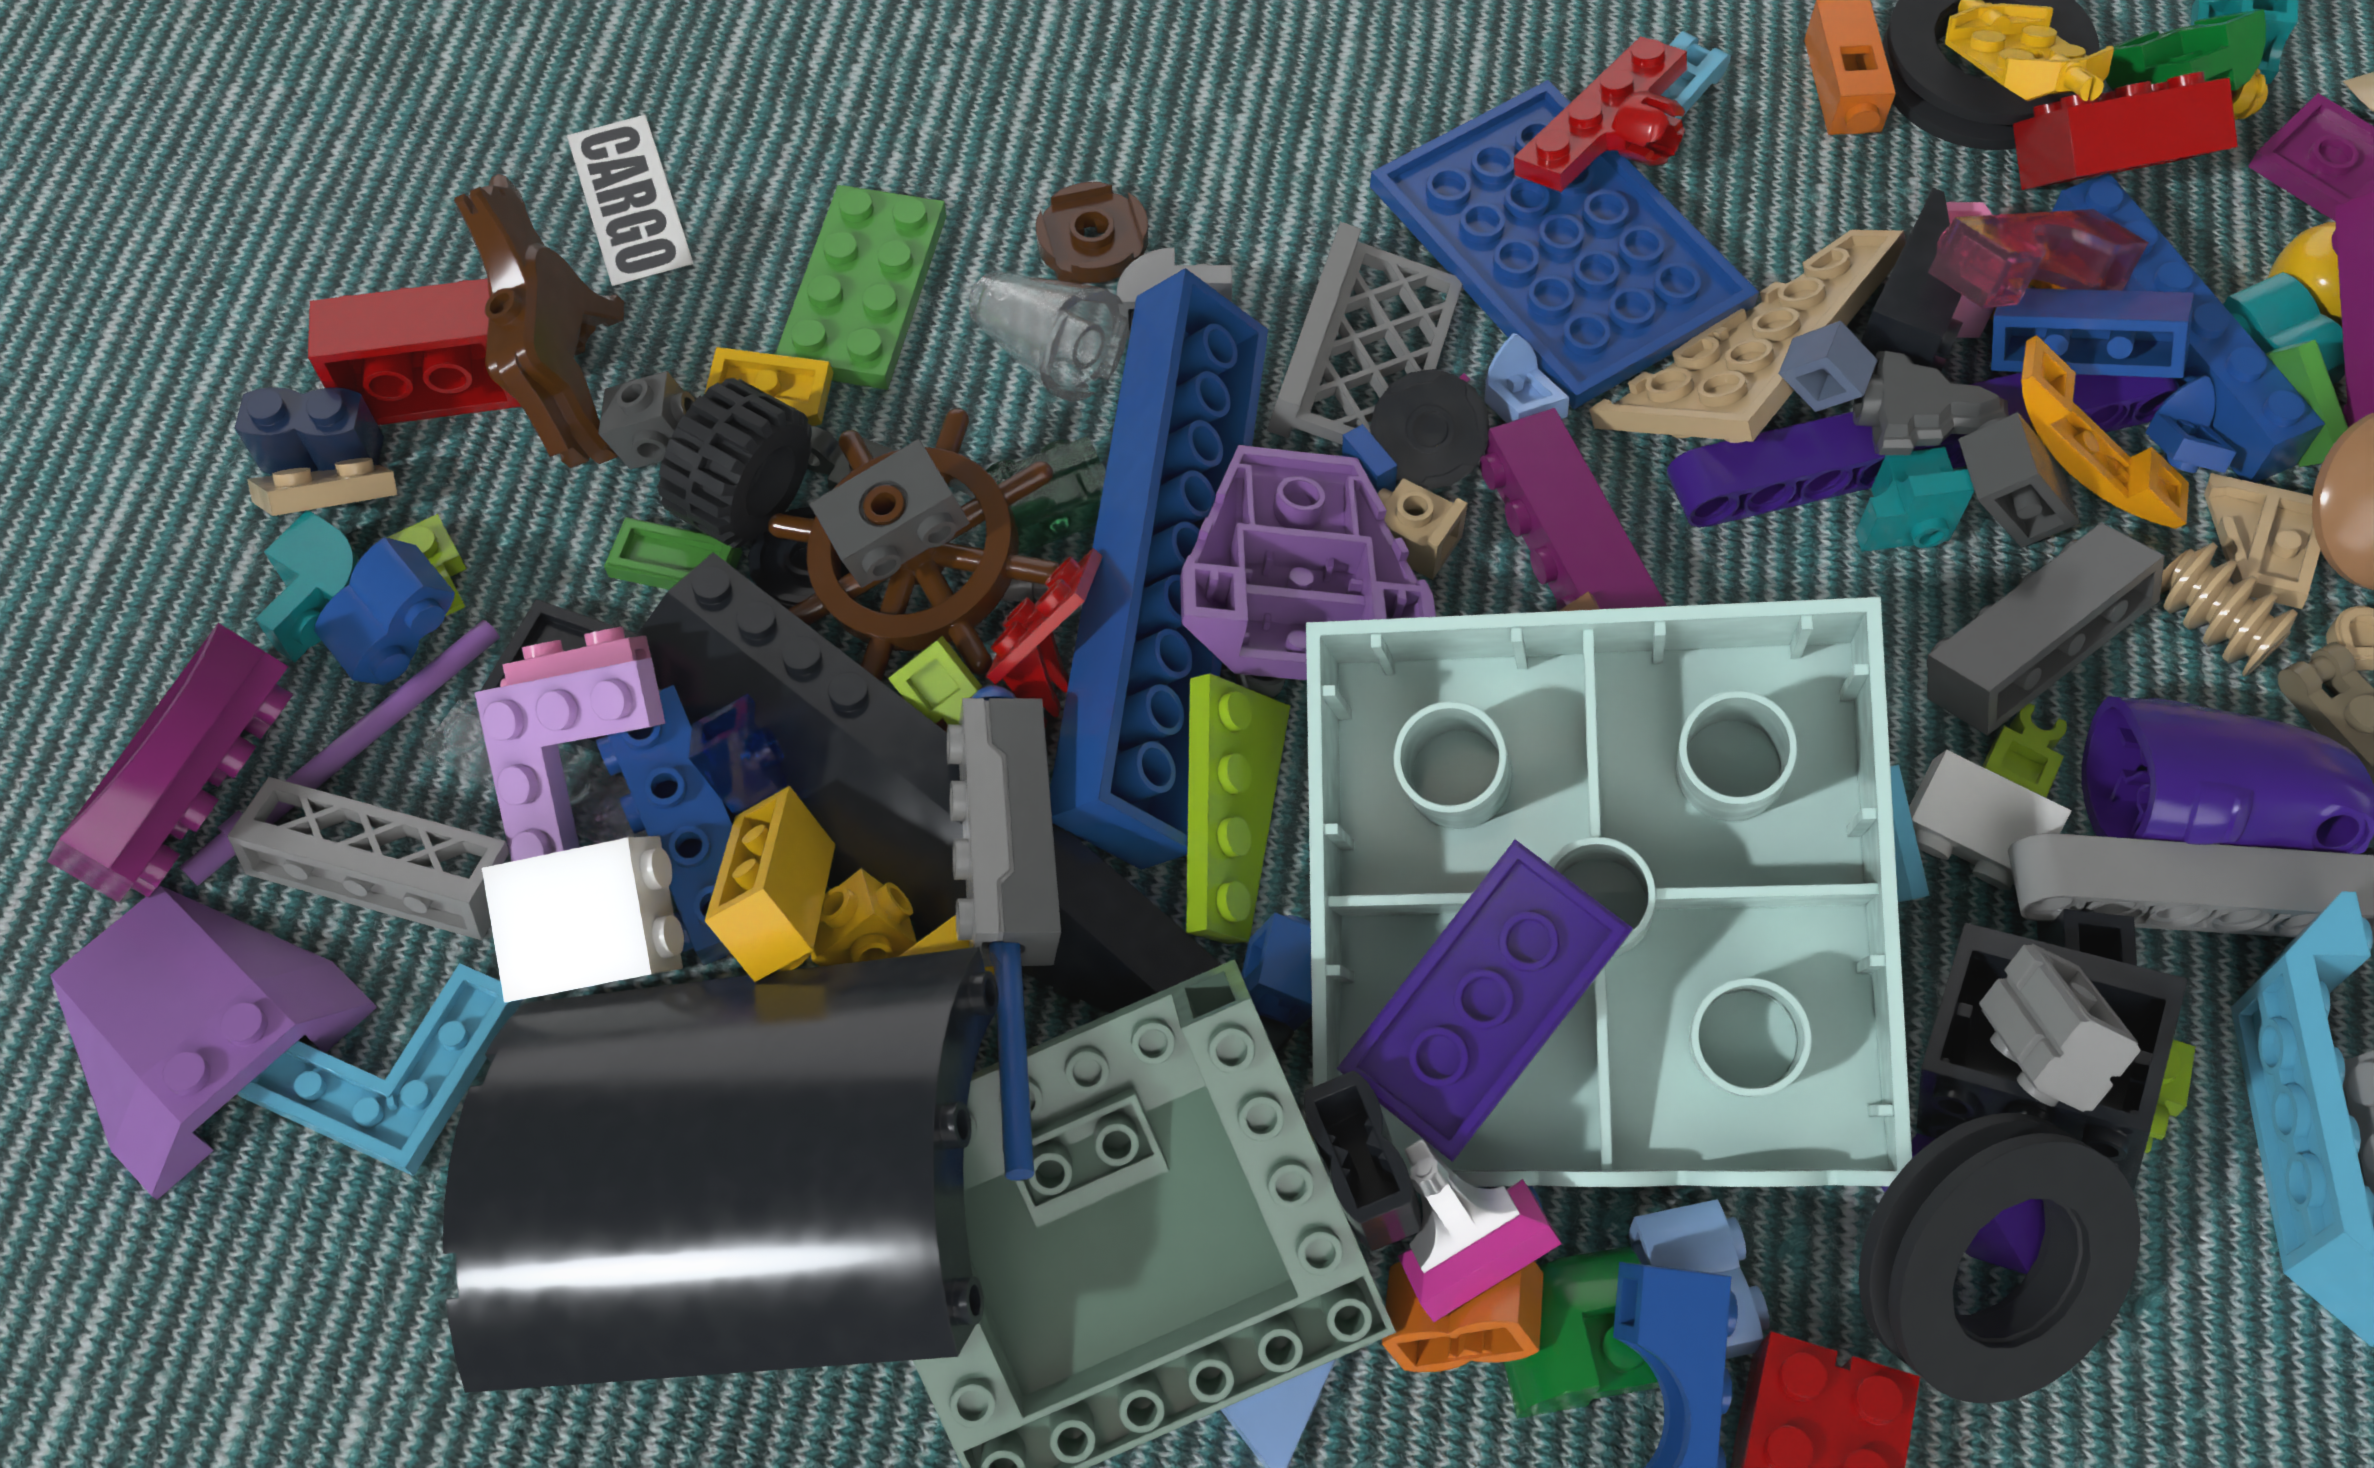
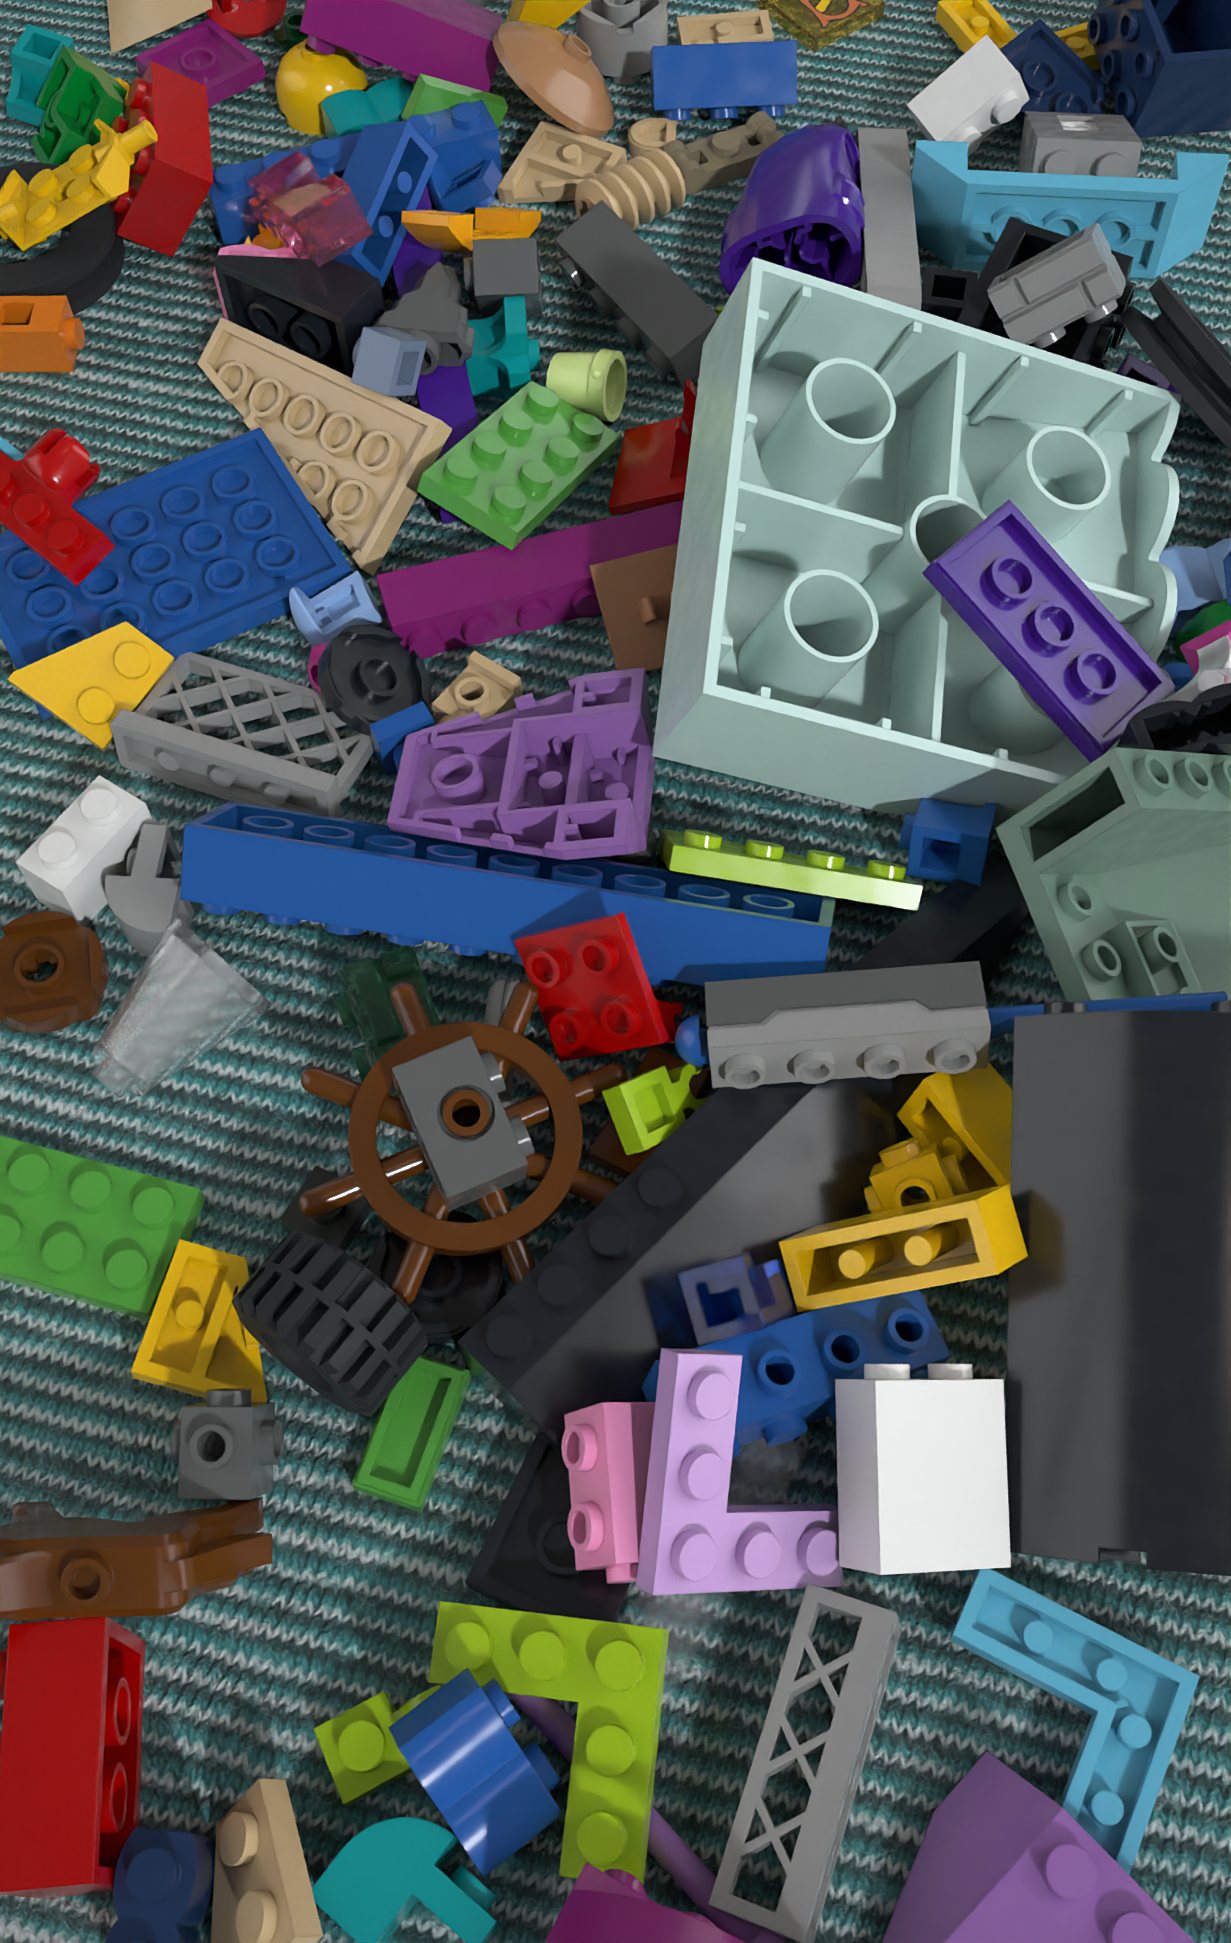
camera: 85 degrees left, 0 degrees up
(427, 705) = (618, 1686): none -> lime plate
(1214, 233) = (82, 847): none -> white piece
(1401, 209) = (95, 680): none -> yellow wing
(1734, 517) = (519, 464): none -> bright green plate
(1899, 575) = (590, 381): none -> yellowish green piece

